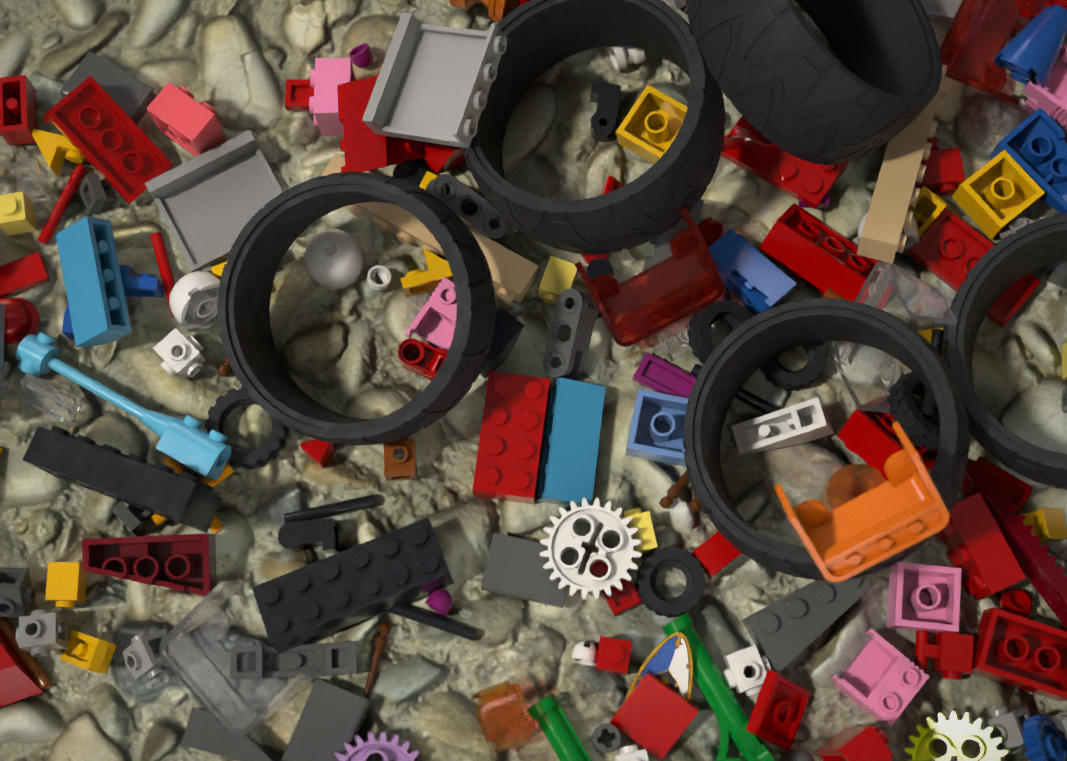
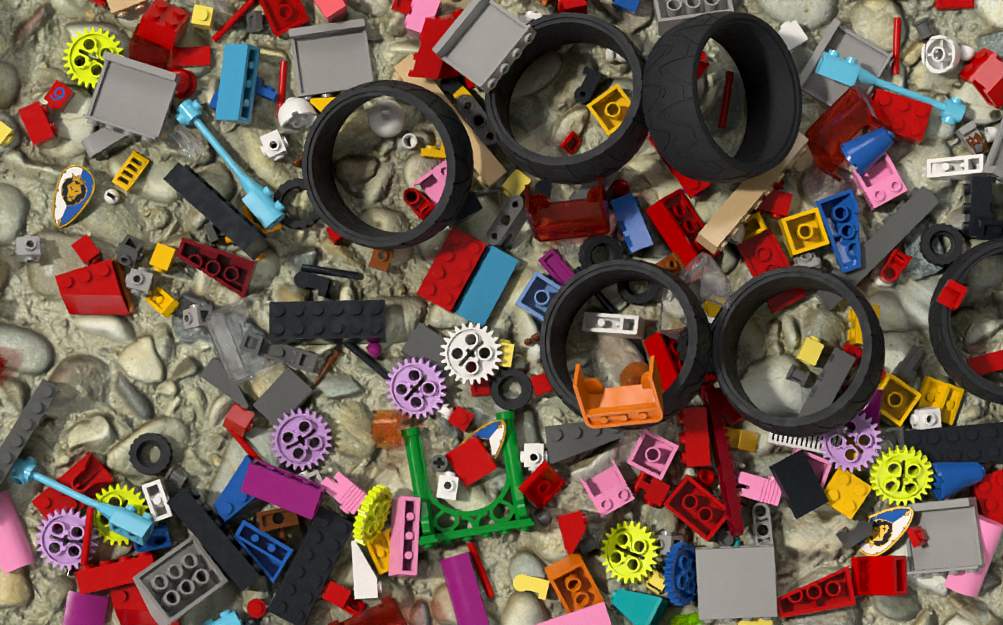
camera: 20 degrees right, 10 degrees up
(500, 624) = (428, 398): none -> lavender gear

